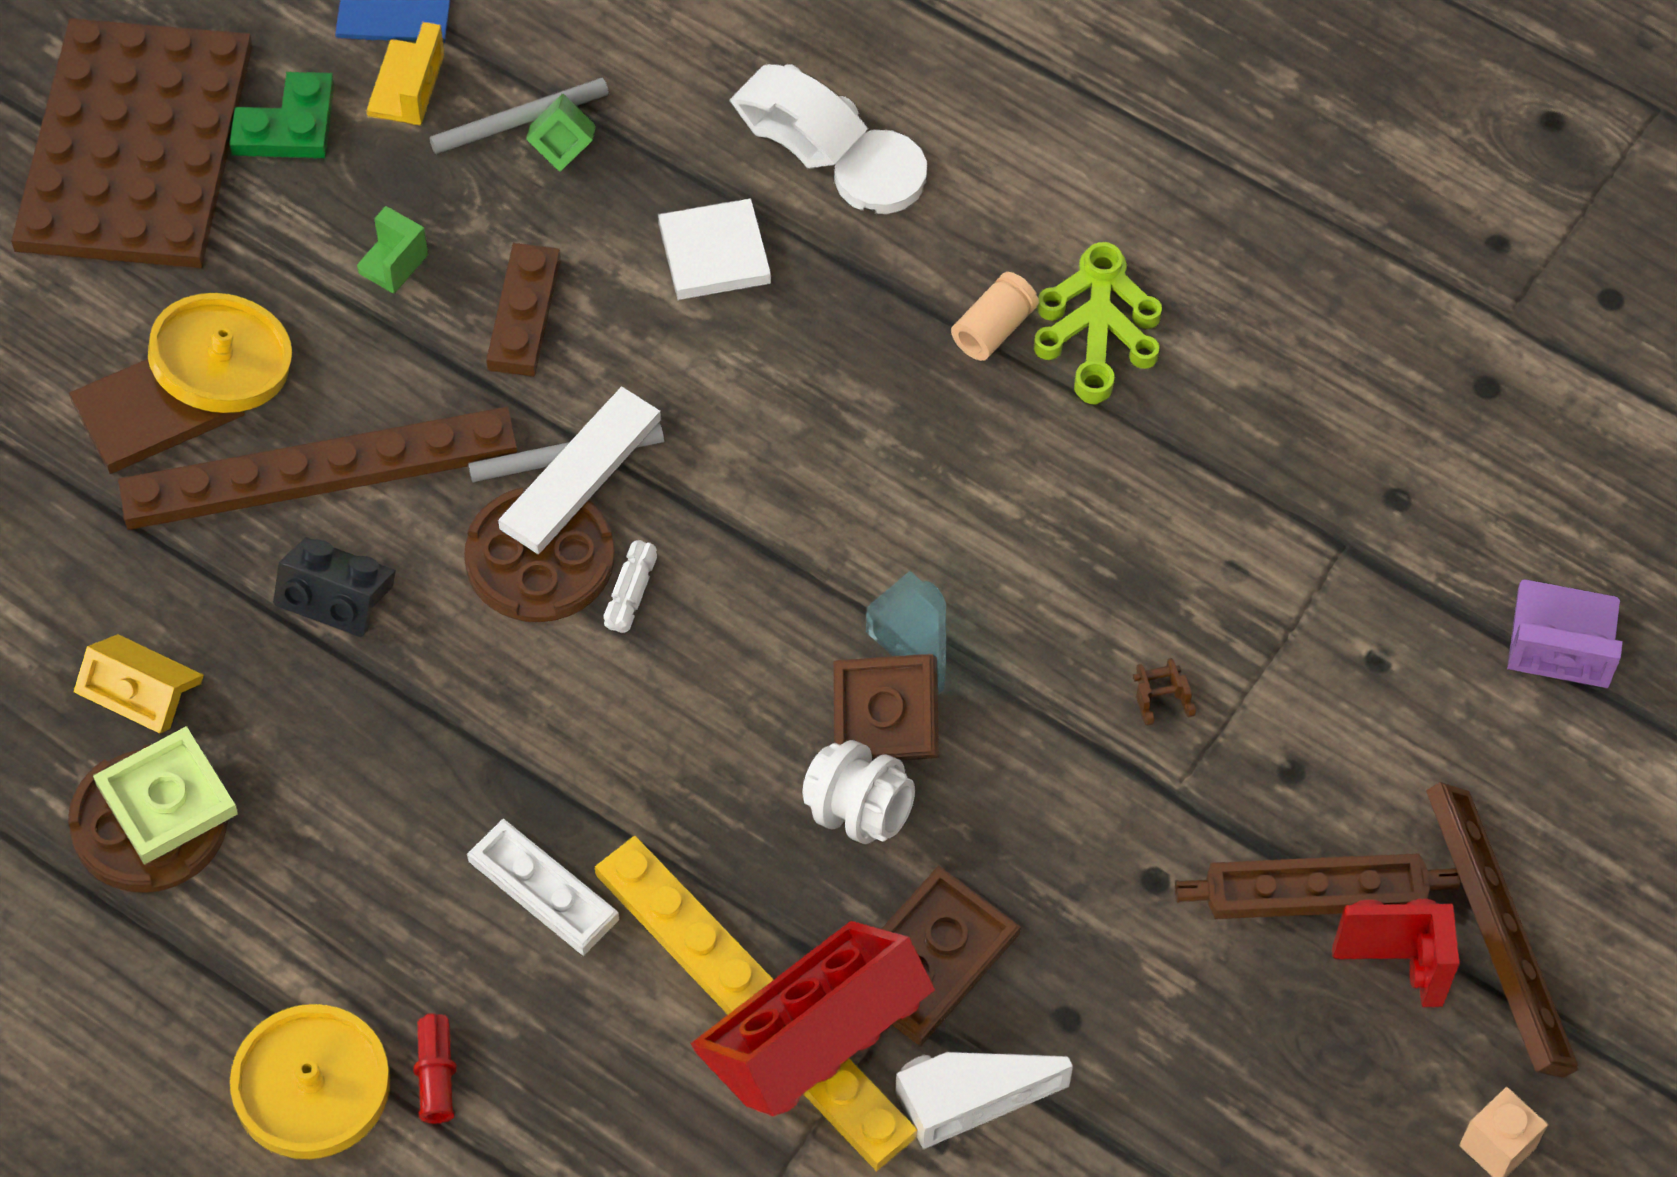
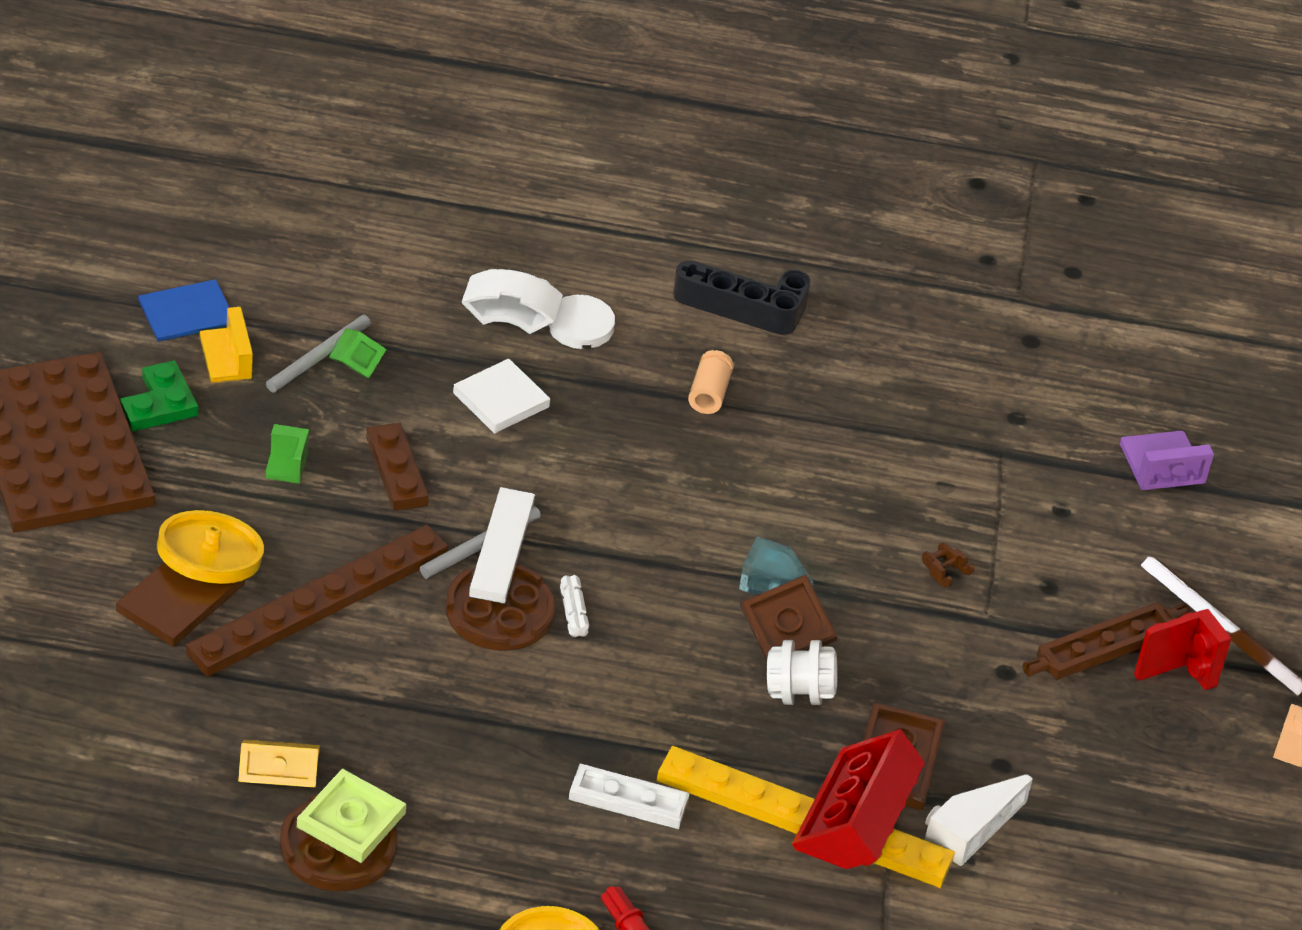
camera: 30 degrees left, 15 degrees down
(331, 585) = (376, 664): black bracket -> none
(1099, 316) = (760, 337): lime plant -> none
(1116, 207) = (742, 298): none -> black beam

